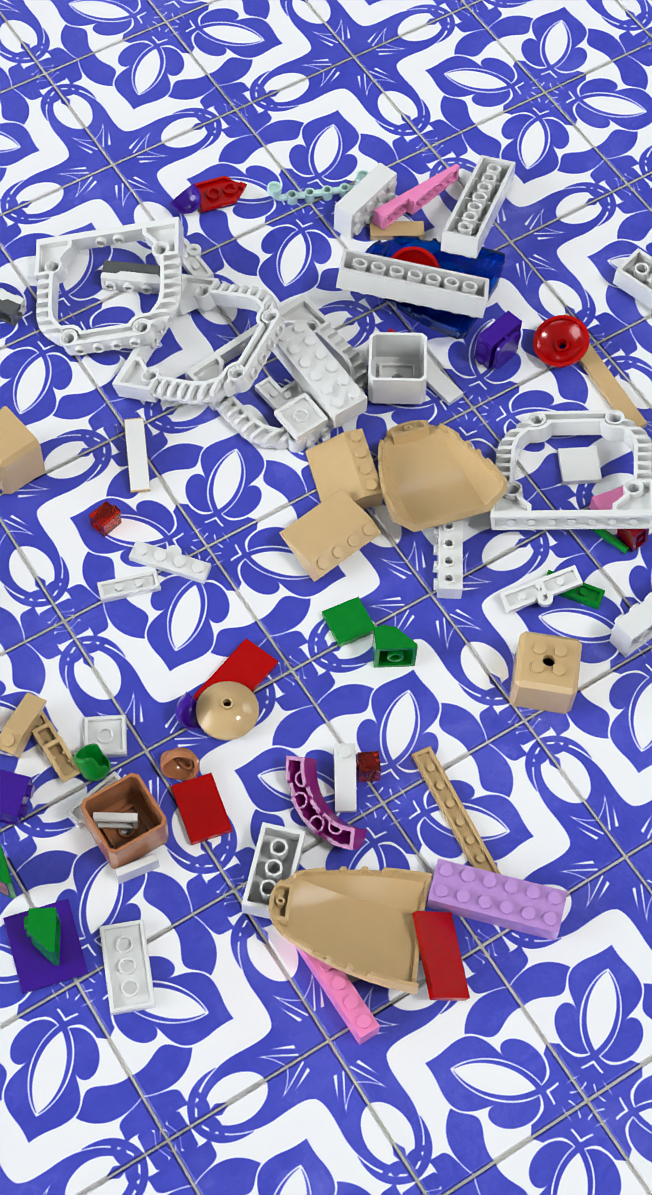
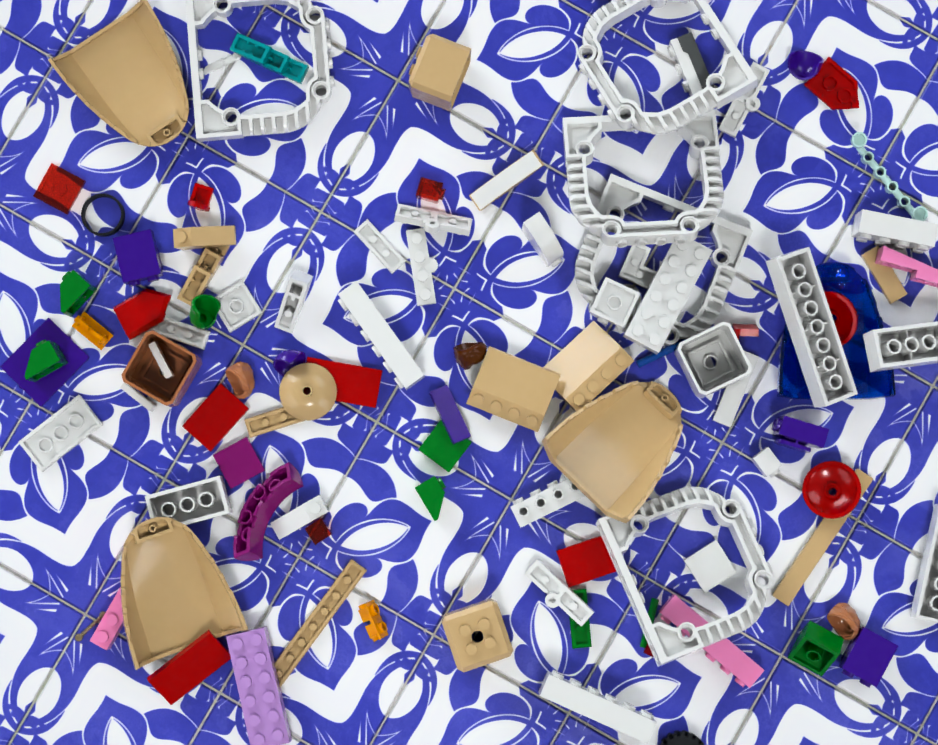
camera: 60 degrees right, 25 degrees up
(43, 881) = (92, 330): none -> light orange hinge
(55, 822) = (142, 311): none -> red tile
(133, 680) = (293, 300): none -> white slope
(134, 529) = (433, 220): none -> white hinge
(209, 445) = (543, 240): none -> white brick
(214, 617) = (381, 335): none -> white brick
(235, 761) = (269, 422): none -> tan tile
(258, 806) = (239, 462): none -> magenta tile
(276, 556) = (469, 354): none -> reddish brown hair
(322, 601) = (449, 414): none -> dark purple tile
(349, 1057) = (78, 637): none -> dark tan hinge
(366, 417) = (663, 352): none -> blue bar
(474, 763) = (371, 612): none -> light orange hinge
(509, 379) = (766, 462): none -> white brick
(522, 555) = (585, 561): none -> red tile

